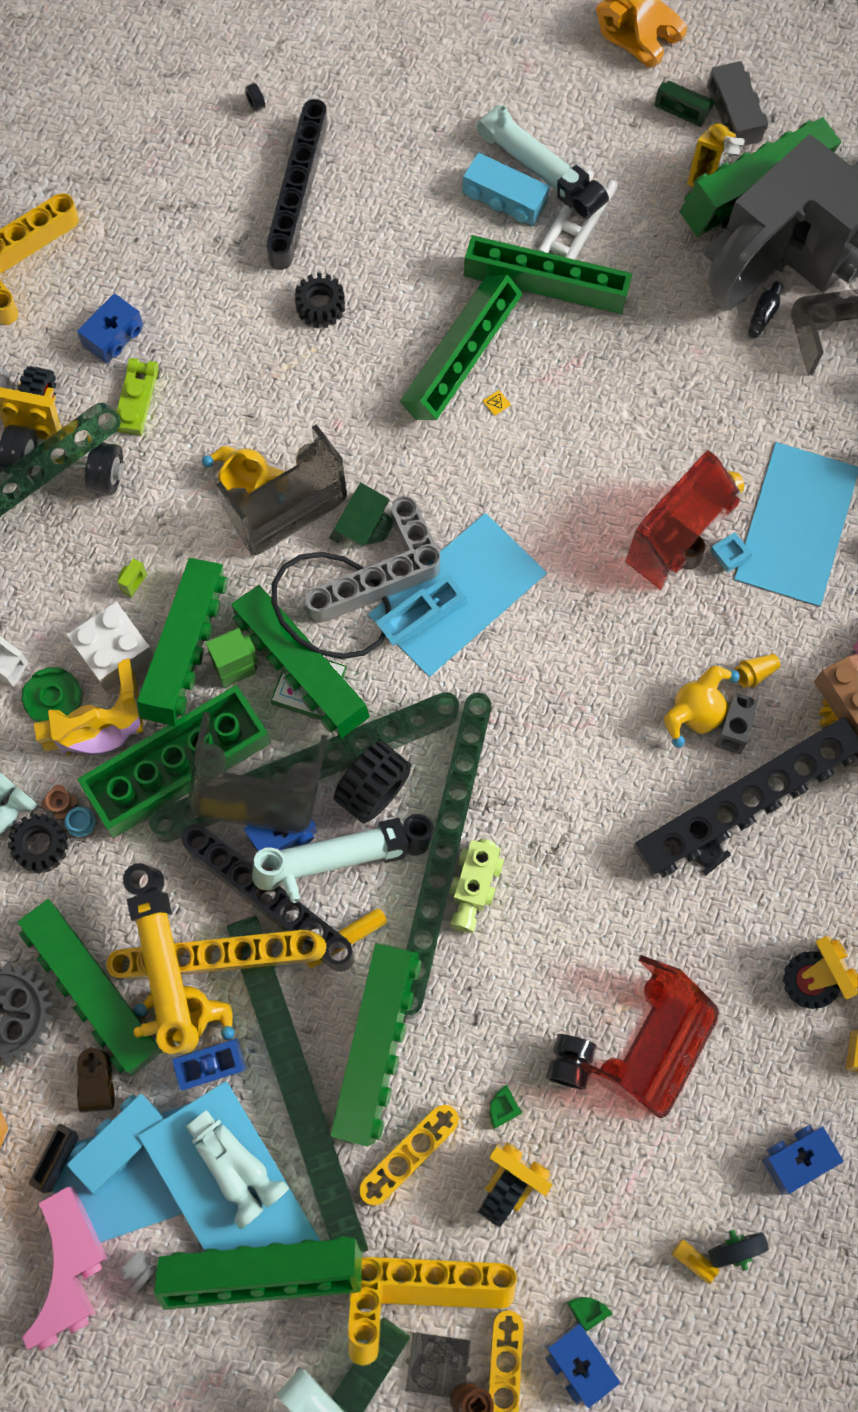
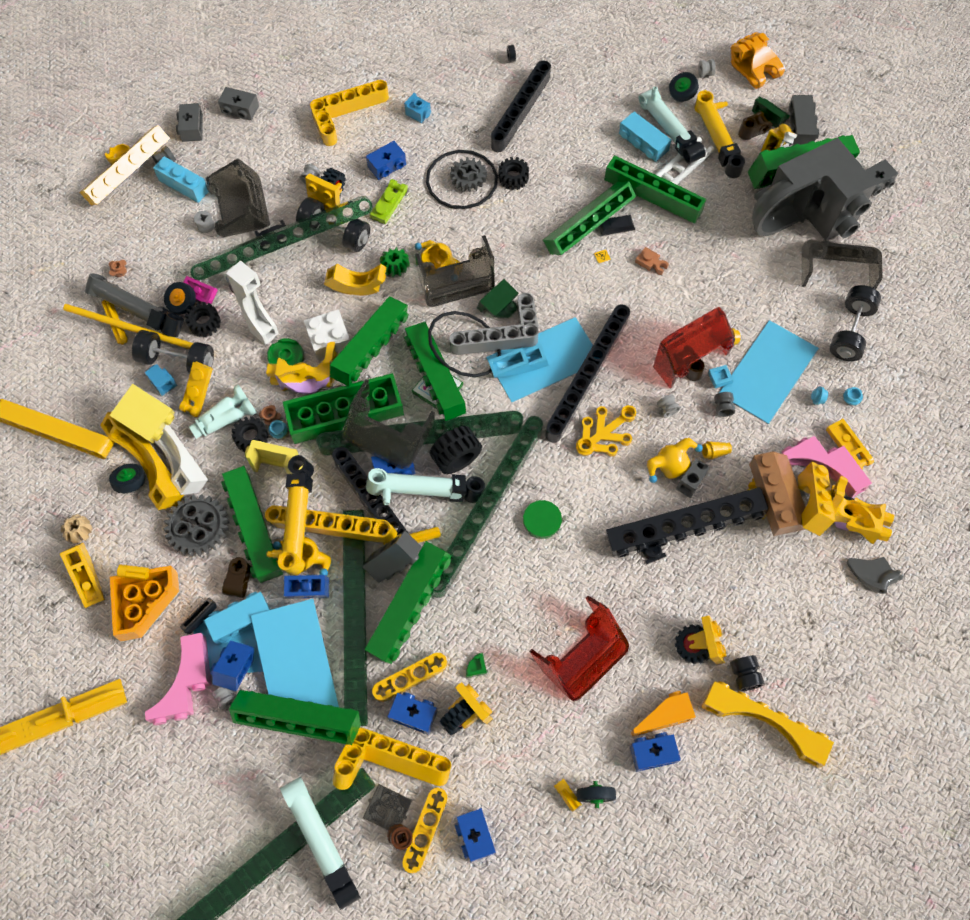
camera: 20 degrees right, 5 degrees down
(87, 868) = (270, 454): none -> light yellow panel
(117, 548) = (353, 282): none -> yellow arch
(131, 577) = (353, 300): lime plate -> none
(133, 227) = (417, 108): none -> dark azure brick
(134, 1240) = (232, 665): none -> blue brick
(183, 487) = (395, 261): none -> green gear
(232, 657) = (396, 357): bright green piece -> none
(234, 1168) = (300, 651): light aqua piece -> none
(247, 377) = (462, 151): none -> black piece
(249, 320) = (468, 174): none -> dark grey gear
(330, 981) = (392, 557): none -> dark grey brick
(414, 1218) = (420, 722): none -> blue brick
(478, 874) = (506, 525): yellowish green brick -> none
(506, 346) = (617, 225): none -> black tile
(532, 611) = (585, 379): none -> black beam
(532, 850) = (542, 519): none -> green tile
(541, 91) = (683, 86): none -> black wheel
(567, 51) = (706, 68): none -> light grey wheel
(568, 1072) = (520, 653): black wheel -> none
(571, 390) = (649, 259): none -> nougat plate
(583, 688) = (604, 433): none -> yellow plant
(588, 1311) = (490, 805): green tile -> none
(641, 185) = (728, 152): none -> yellow piece
(666, 132) = (754, 126): none -> dark brown piece
(668, 619) = (668, 405): none -> light grey wheel
(750, 594) = (724, 404): none -> dark grey wheel
(765, 309) = (785, 241): black piece -> none
(803, 1095) = (671, 712): none -> light orange slope

